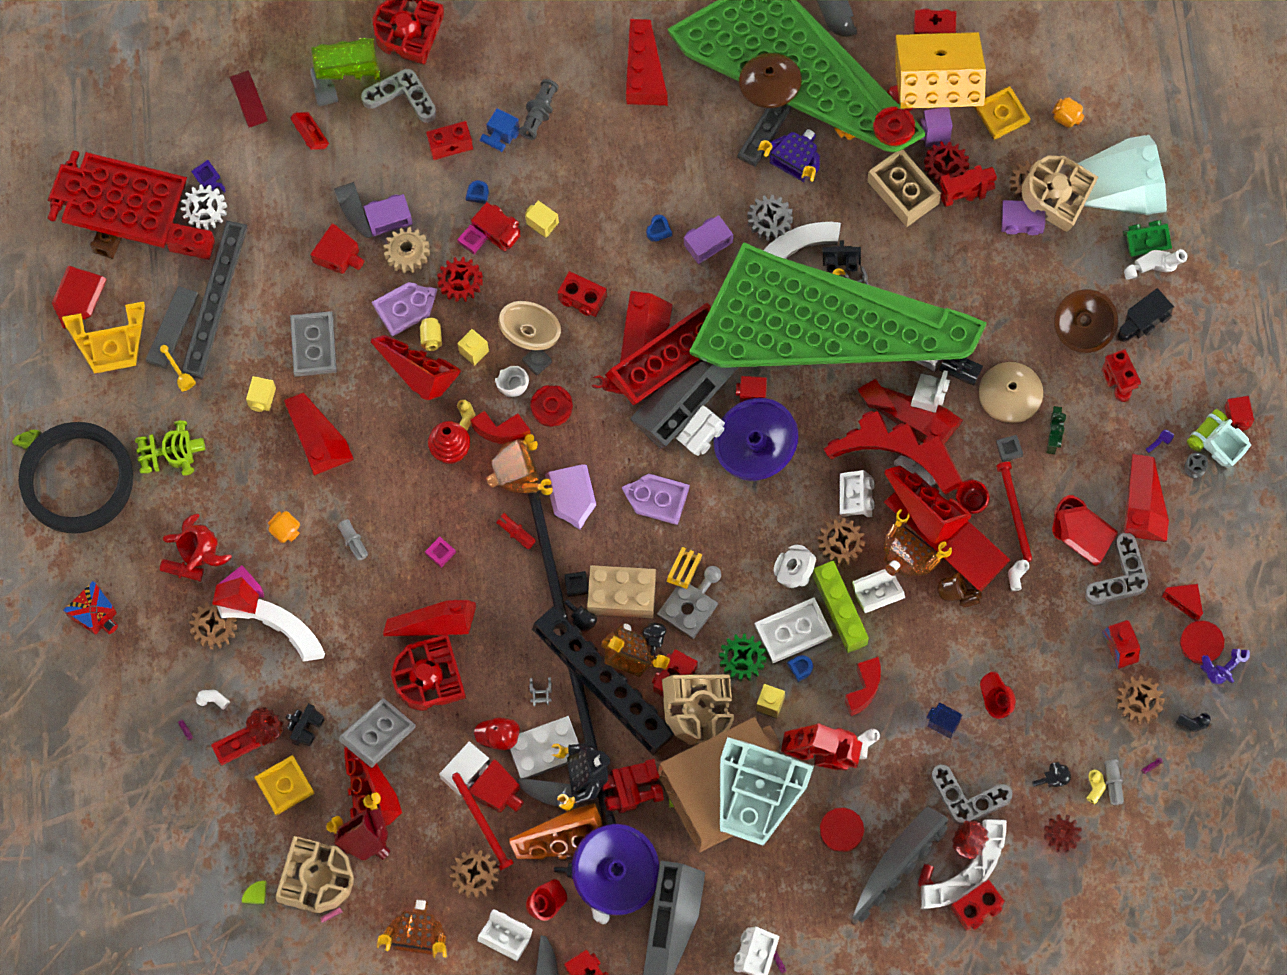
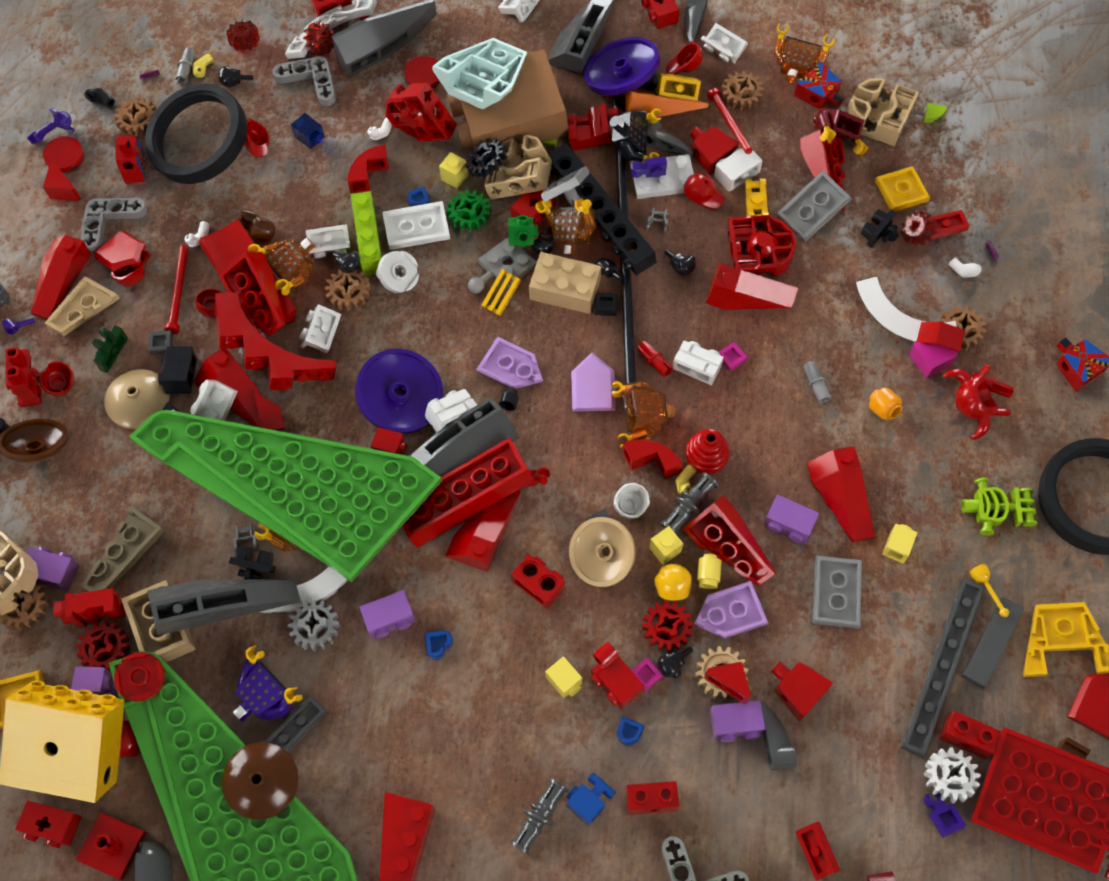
camera: 170 degrees left, 5 degrees down
(362, 395) = (790, 519): none -> medium lavender brick
(387, 895) = (819, 87): none -> red torso
(399, 232) = (730, 679): none -> red slope
(439, 735) = (755, 201): none -> yellow plate
(451, 248) = (670, 663): none -> black piece
(458, 388) = (690, 502): none -> dark grey piece
(461, 316) = (673, 582): none -> yellow hair
(472, 534) = (698, 362): none -> white brick
(506, 642) = (680, 263): none -> black piece
(547, 854) = (677, 86): none -> yellow brick
(551, 405) = (595, 475): red tile -> none
(558, 736) = (651, 168): none -> dark purple plate
(641, 679) = (566, 186): none -> light grey tile
(649, 461) = (509, 399): none -> black hose
(684, 632) = (522, 231): none -> green brick
(728, 704) = (486, 158): none -> black gear
(847, 560) = (347, 262): none -> black piece
(856, 206) = (212, 601): none -> dark grey wedge
(879, 23) = (111, 846): none -> red tile
(961, 252) = (128, 546): none -> dark tan wing
(978, 419) = (178, 370): none -> black brick
(1091, 648) = (221, 158): none -> black tyre
(1092, 388) = (57, 379): none -> red hair
(1104, 472) = (80, 305): none -> tan wing

